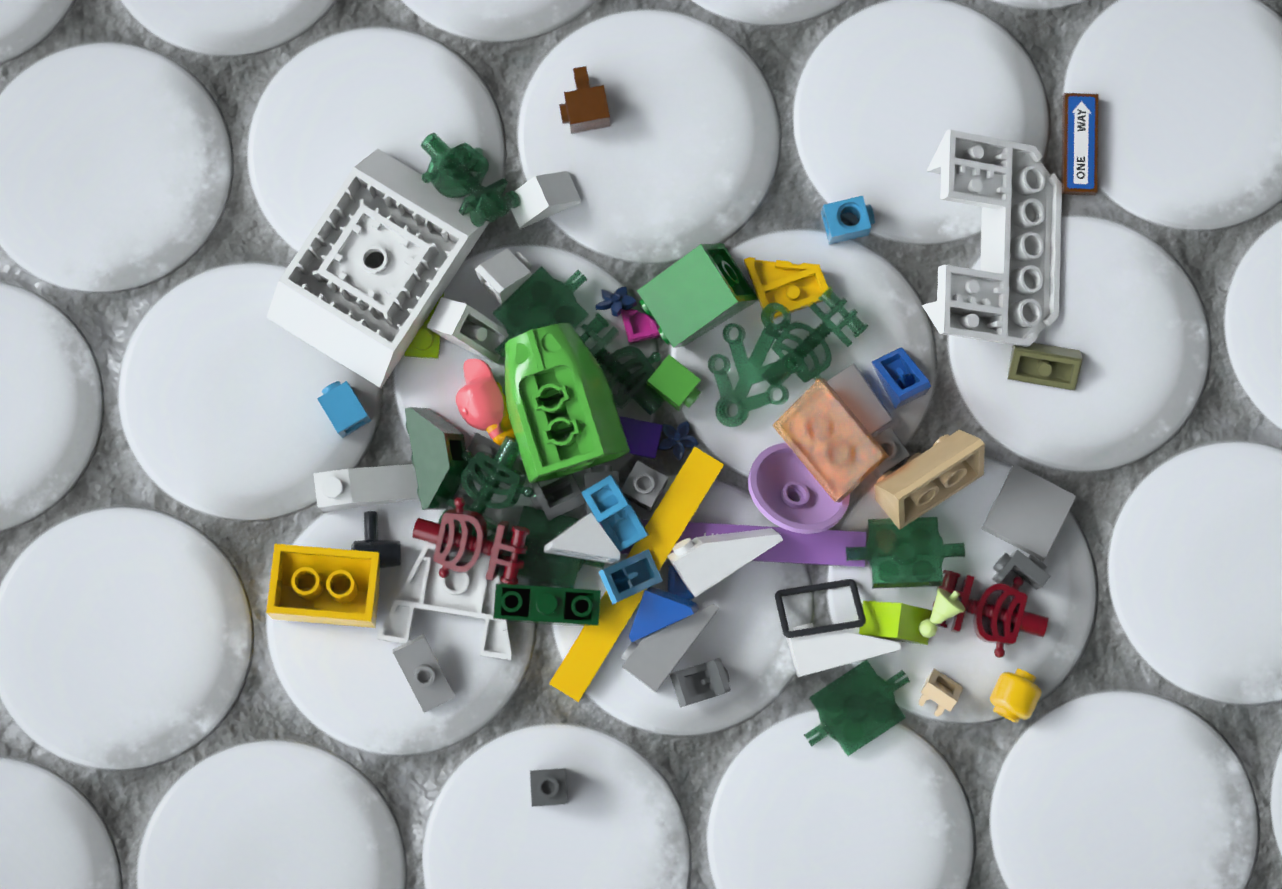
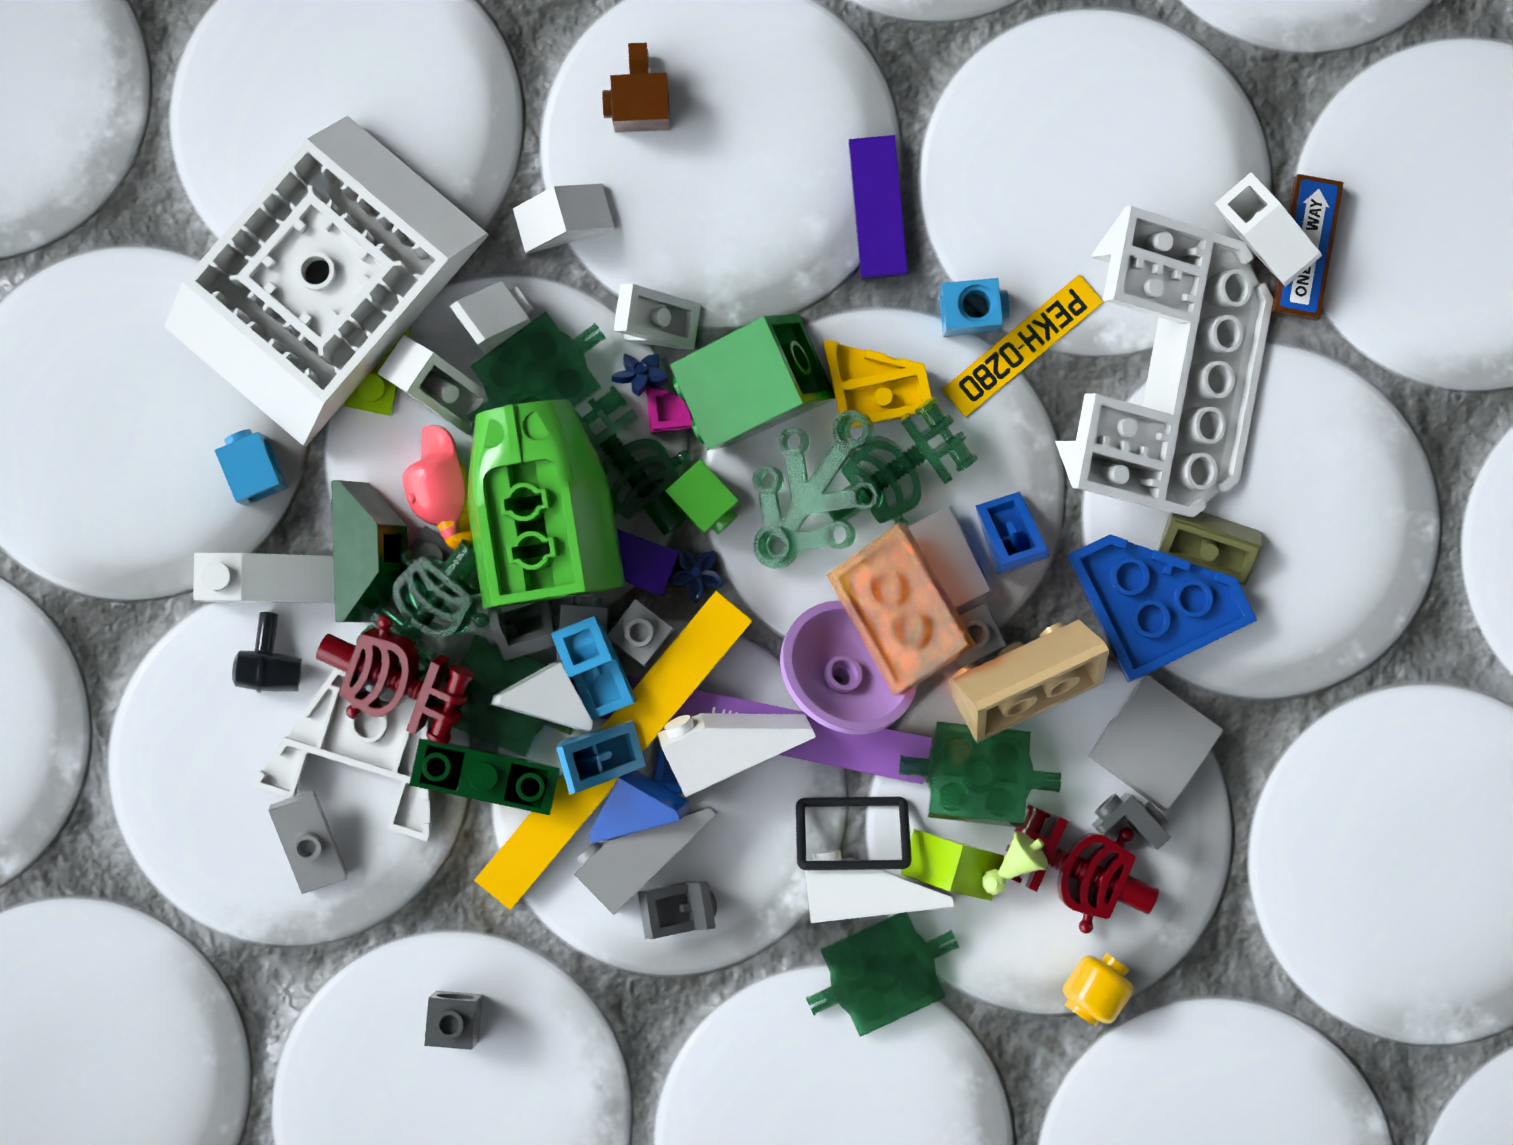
camera: 10 degrees right, 5 degrees up
(324, 585) = (189, 705): yellow slope -> none
(457, 181) = (447, 177): clear green torso -> none
(621, 260) = (656, 318): none -> white slope
(768, 159) = (877, 207): none -> dark purple tile
(887, 243) = (1022, 345): none -> yellow sticker
(940, 690) = (999, 968): tan tile -> none
(1012, 411) = (1156, 603): none -> blue plate
(1049, 134) = (1267, 229): none -> white slope

